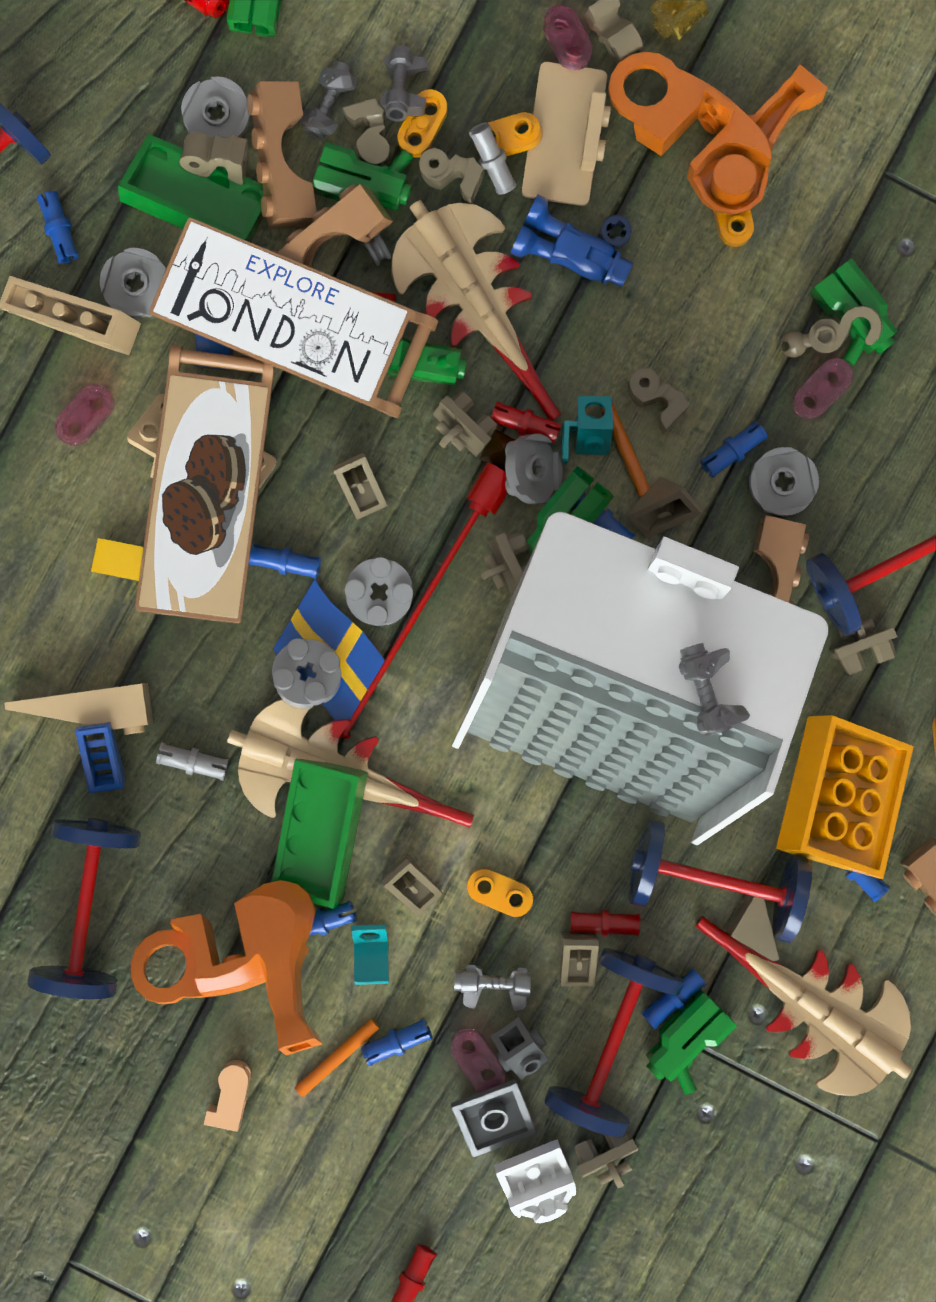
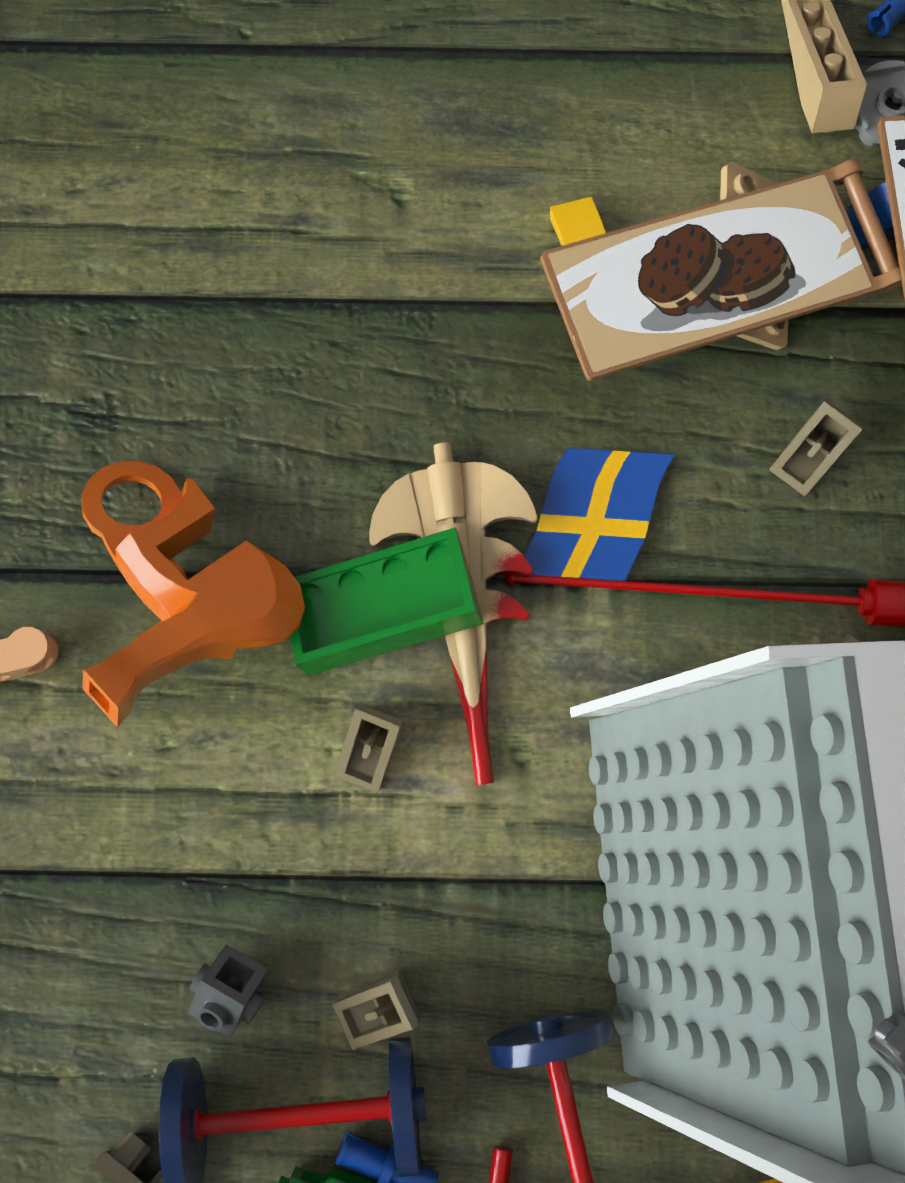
camera: 65 degrees right, 10 degrees down
(73, 980) = (65, 399): dark blue piece -> none
(82, 412) = (718, 117): clear pink plate -> none
(102, 782) = (314, 317): blue slope -> none
(122, 706) = (410, 301): tan slope -> none
(192, 761) = (390, 418): light grey pin -> none
(285, 561) = (678, 410): blue pin -> none
(313, 691) = (581, 478): light grey plate -> none
(332, 918) = (276, 664): blue pin -> none
(337, 1057) = (113, 763): orange bar -> none
(370, 954) = (260, 739): teal bracket -> none
(377, 611) = (724, 523): light grey plate -> none
(396, 1042) = (164, 827): blue pin -> none
(472, 981) = (285, 885): flat silver piece -> none
(477, 1060) = (187, 943): clear pink plate -> none
(494, 1118) = (122, 1003): dark grey slope -> none
(500, 892) = (413, 864): light orange plate -> none
(537, 1182) = (61, 1106): white slope -> none
(605, 923) = (440, 1023): red pin -> none

